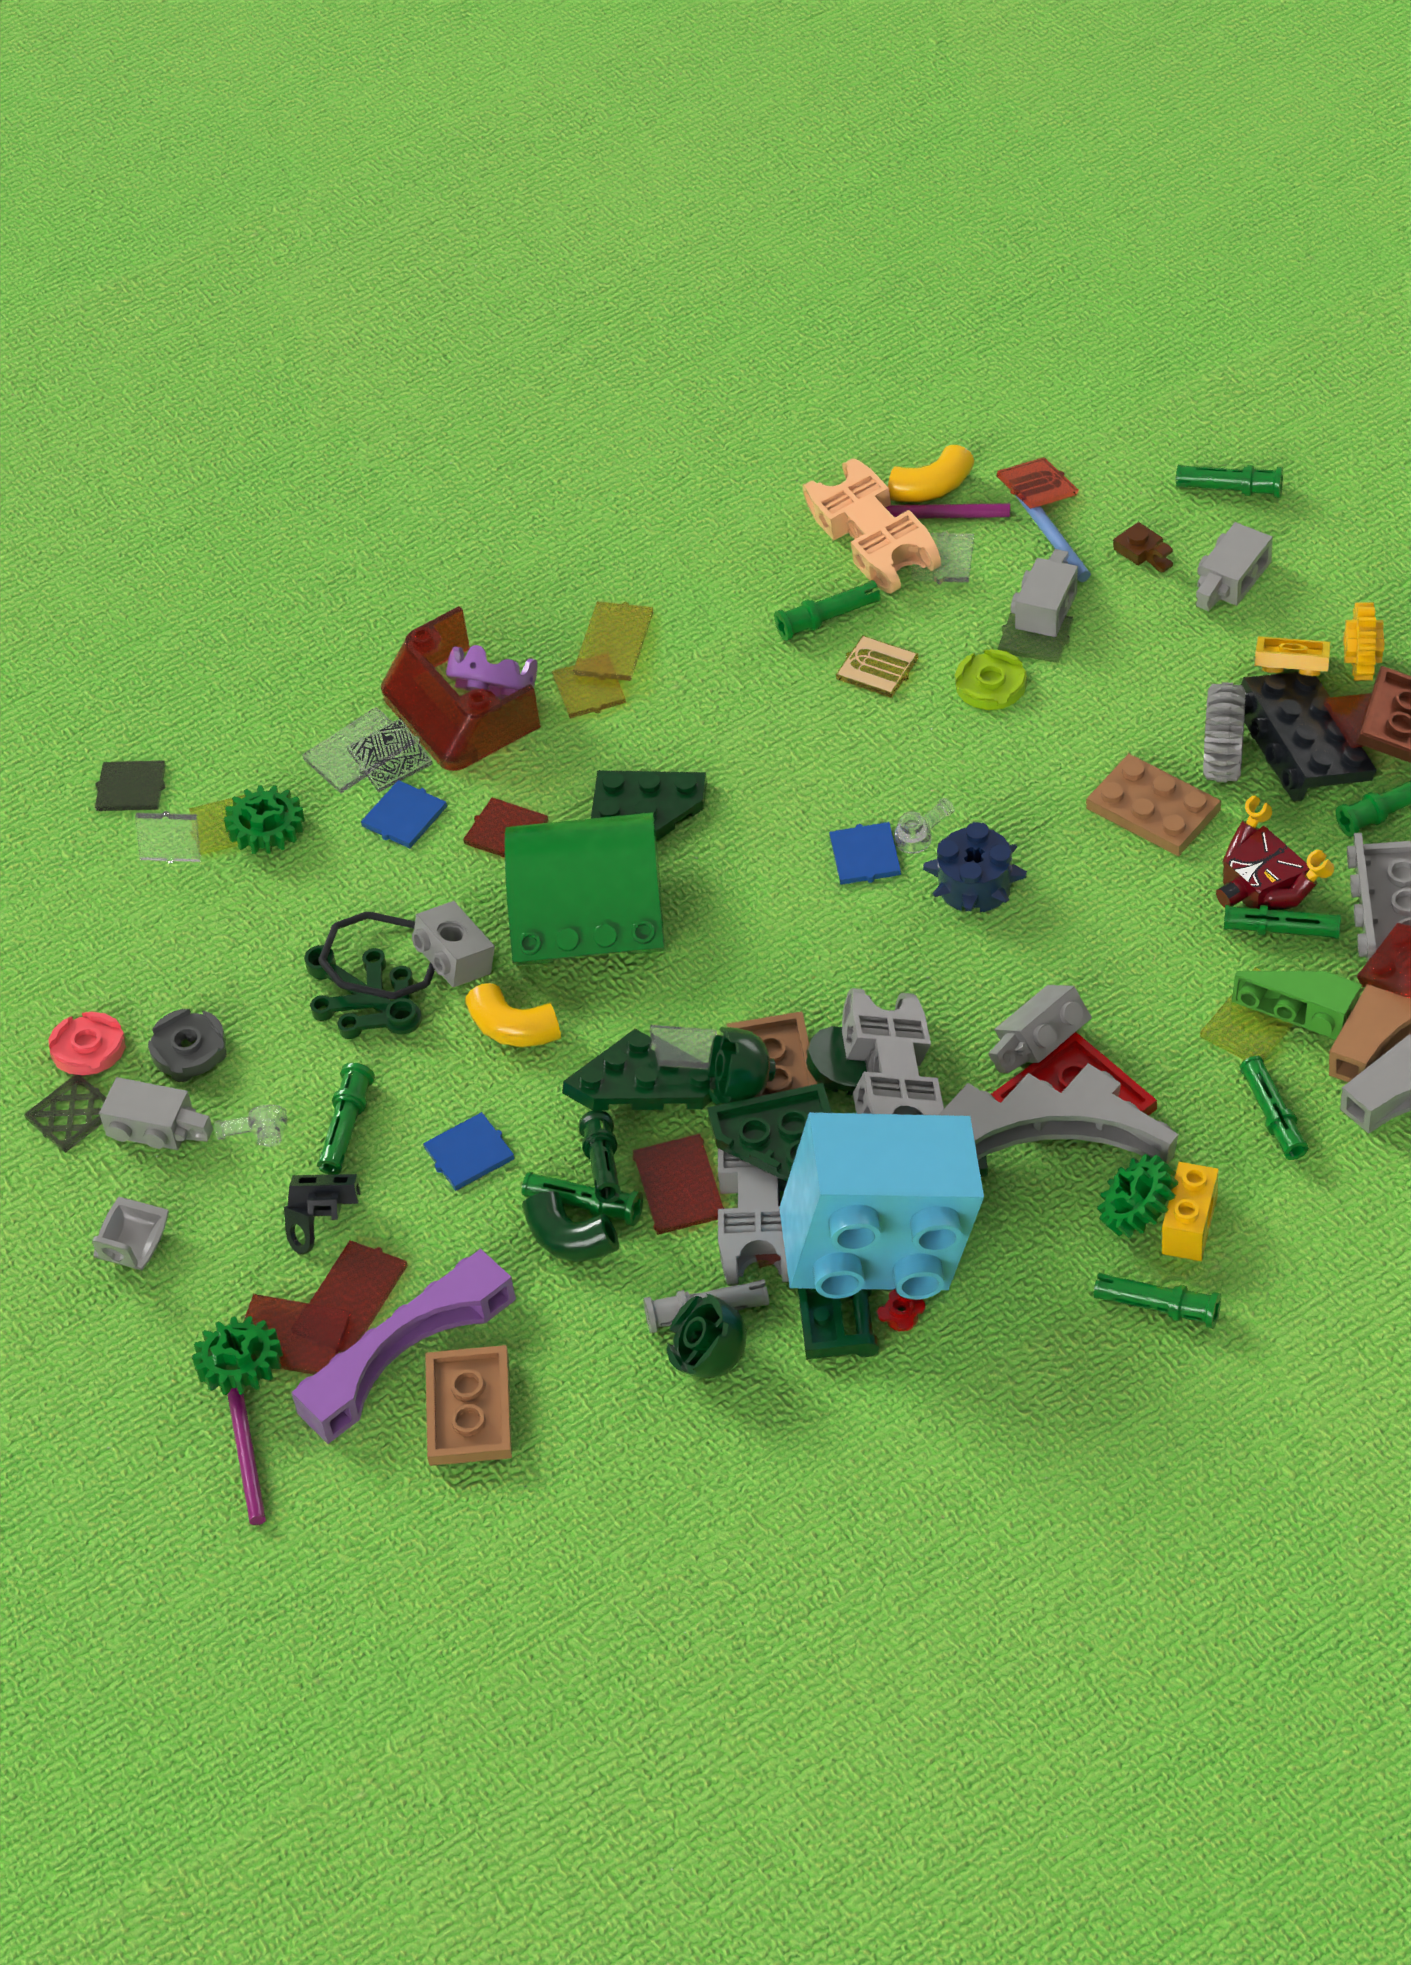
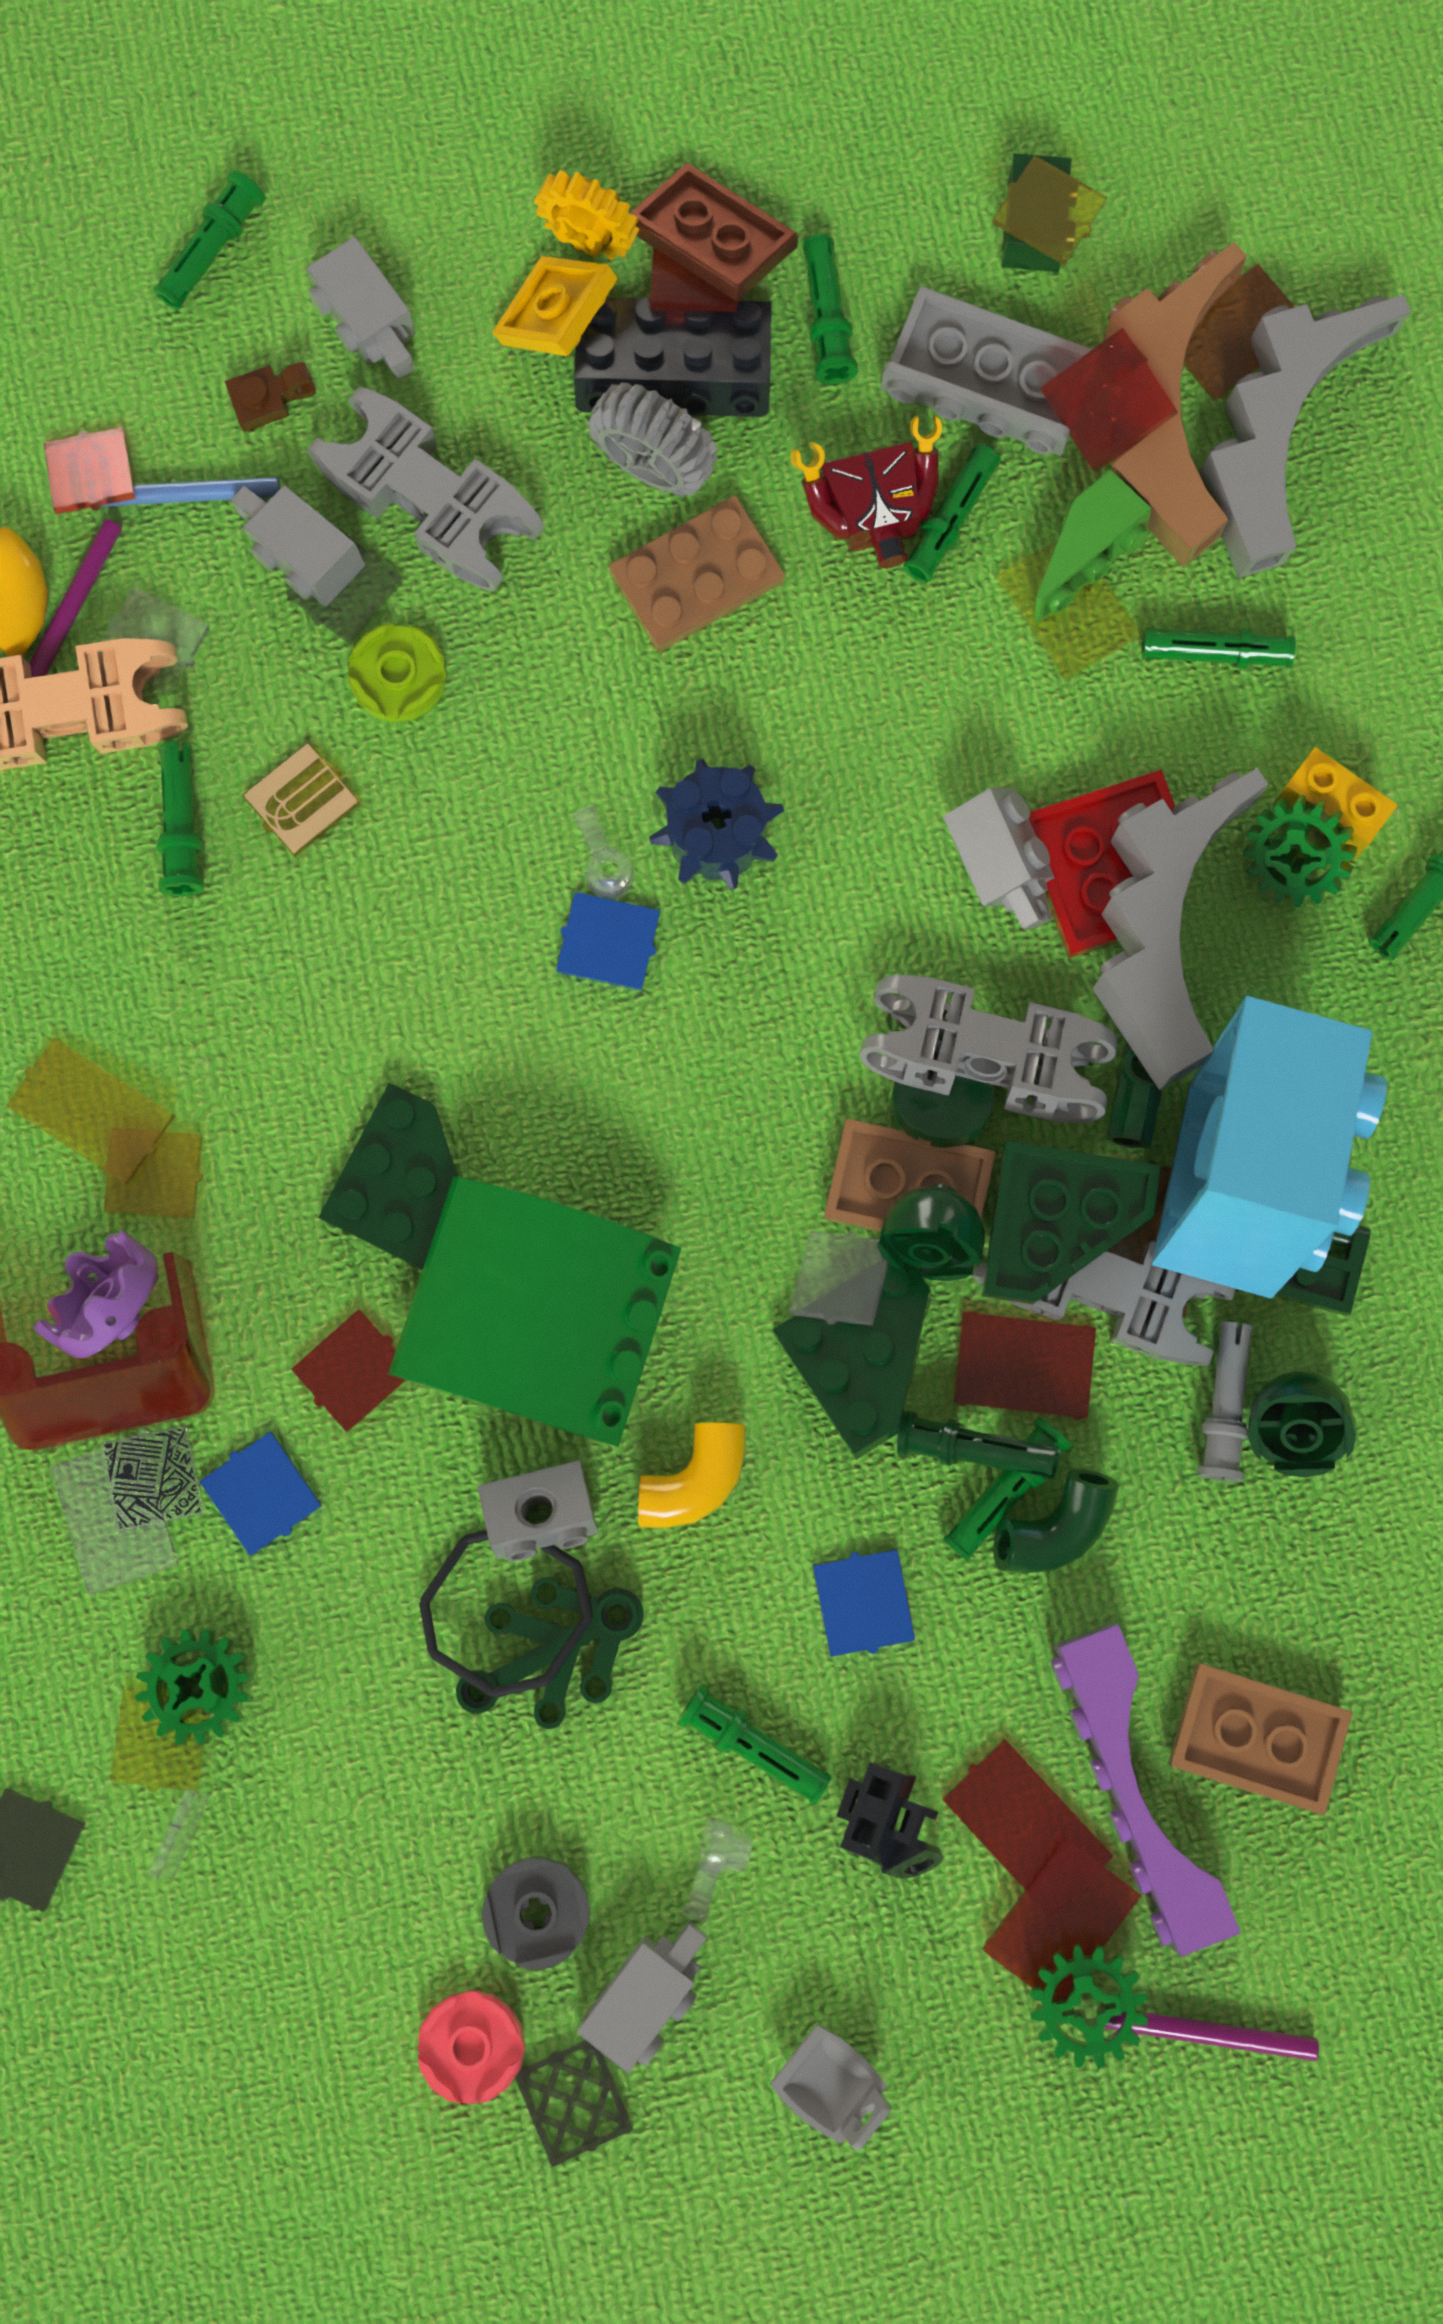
camera: 75 degrees left, 30 degrees up
(1120, 662) = (396, 467): none -> light grey piece

